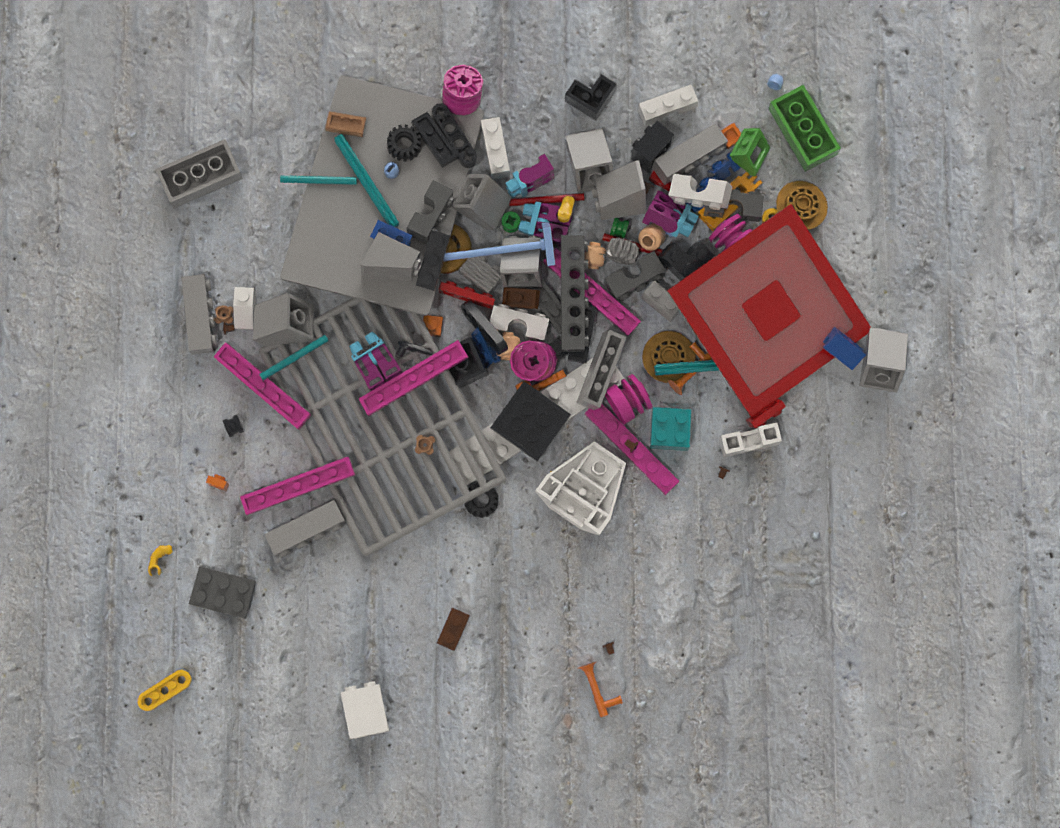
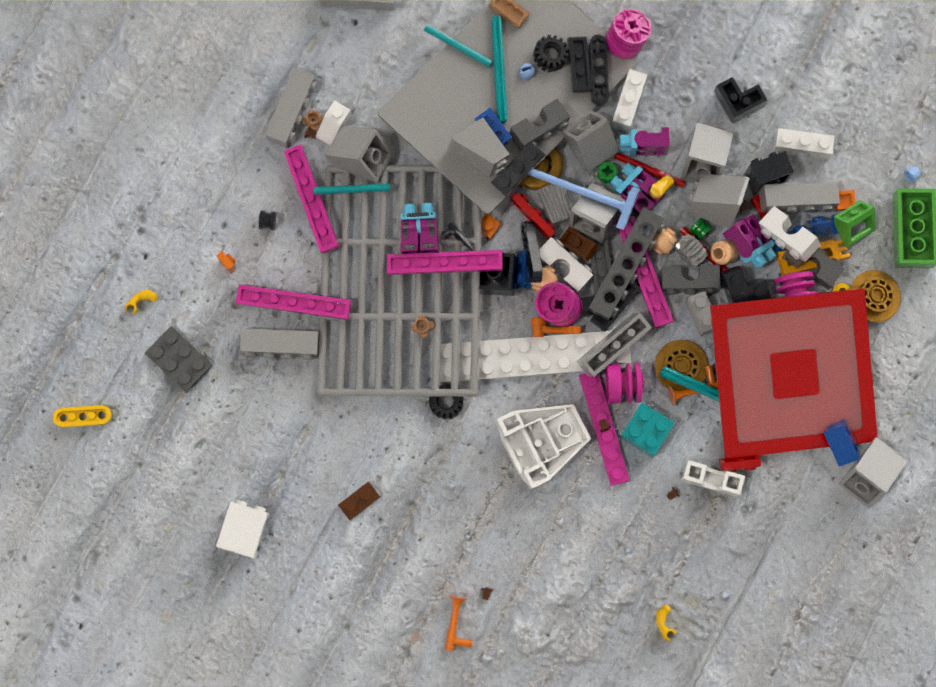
camera: 30 degrees right, 0 degrees up
(530, 421) = (526, 356): black plate -> none
(772, 586) = (661, 615): none -> yellow piece

